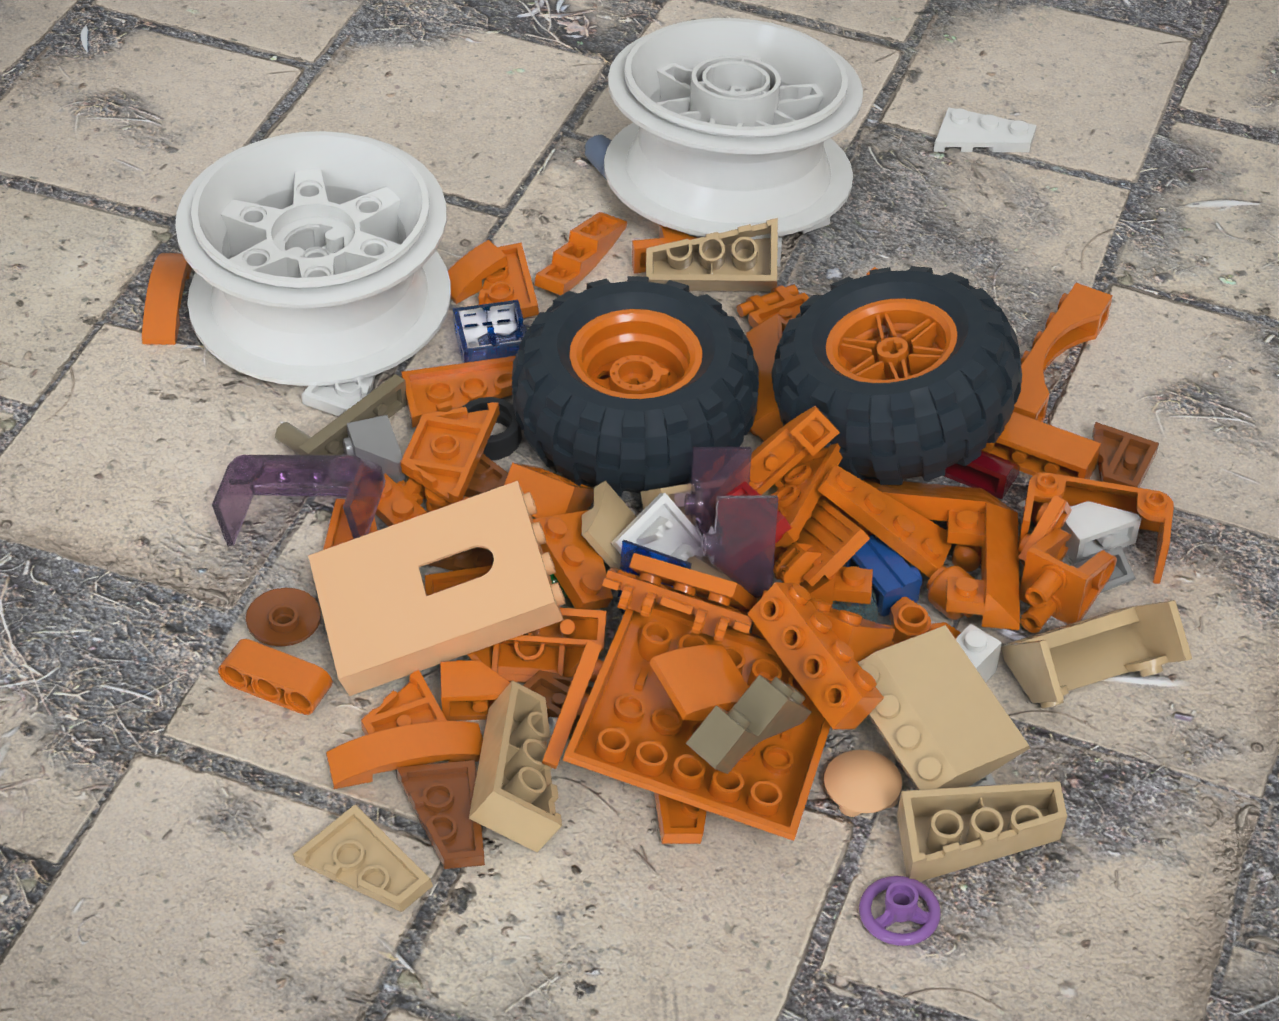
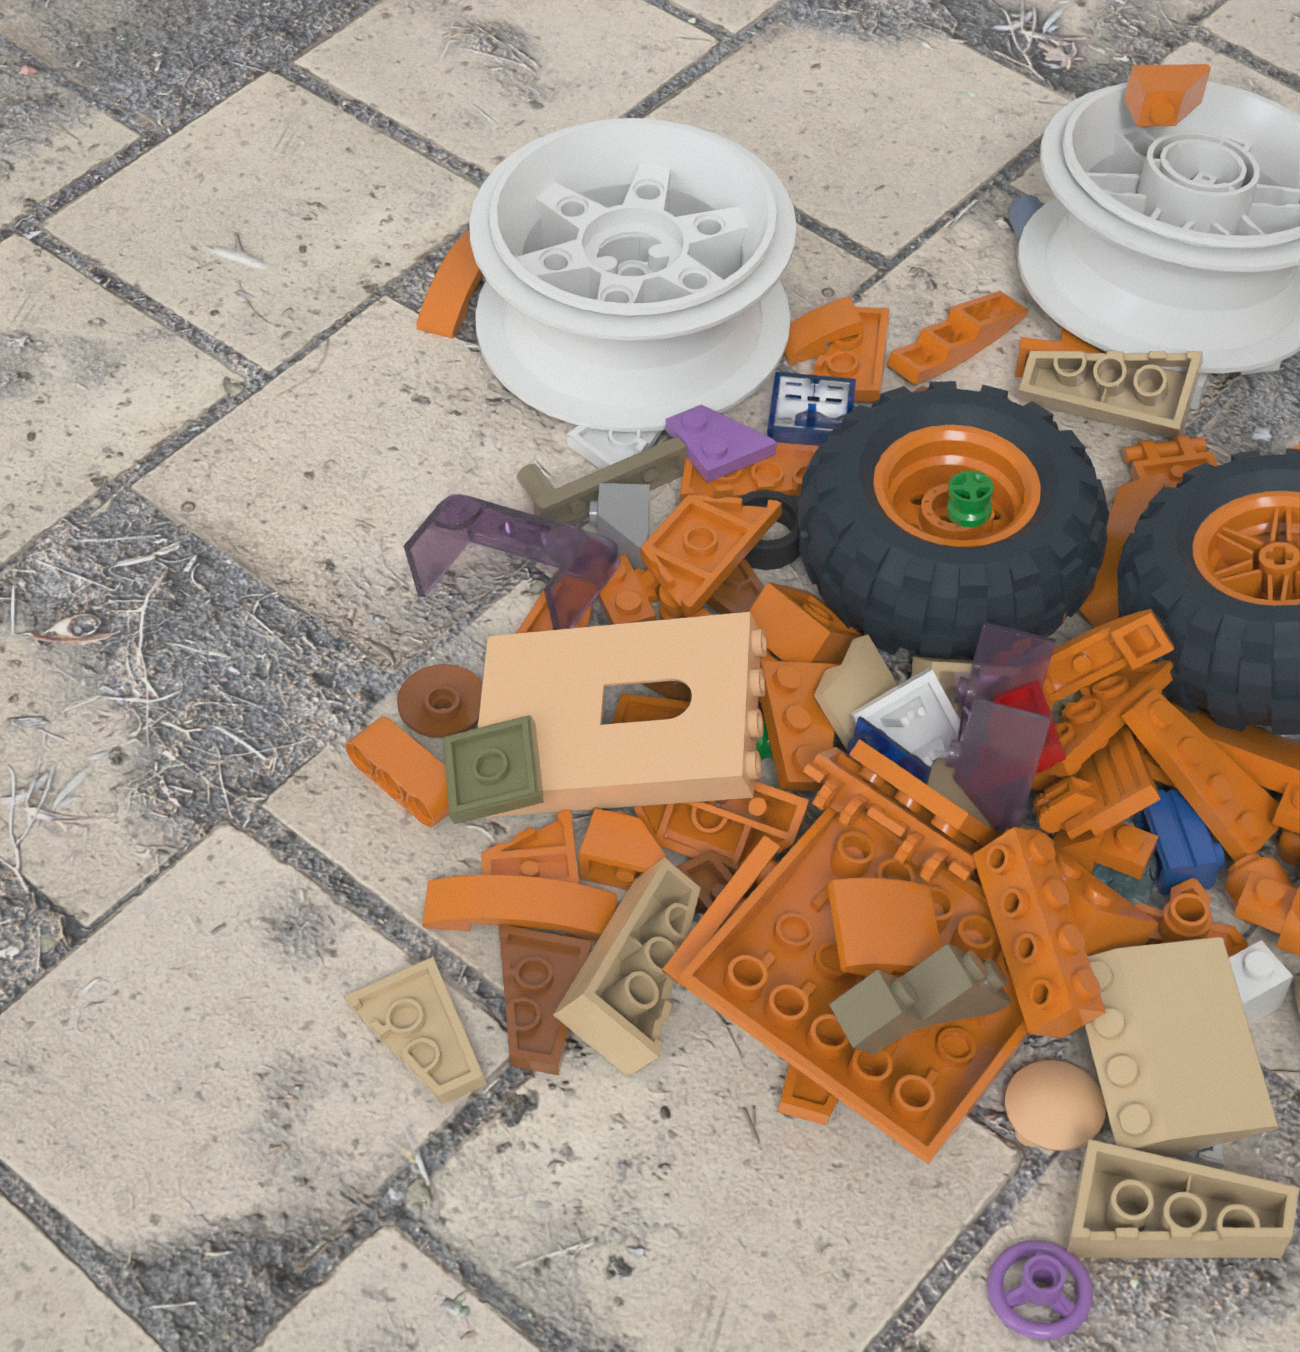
camera: 20 degrees right, 5 degrees up
(350, 653) = (492, 769): none -> olive tile
(427, 372) = (717, 442): none -> medium lavender wing
(654, 358) = (970, 499): none -> green wheel
(689, 31) = (1165, 92): none -> orange slope

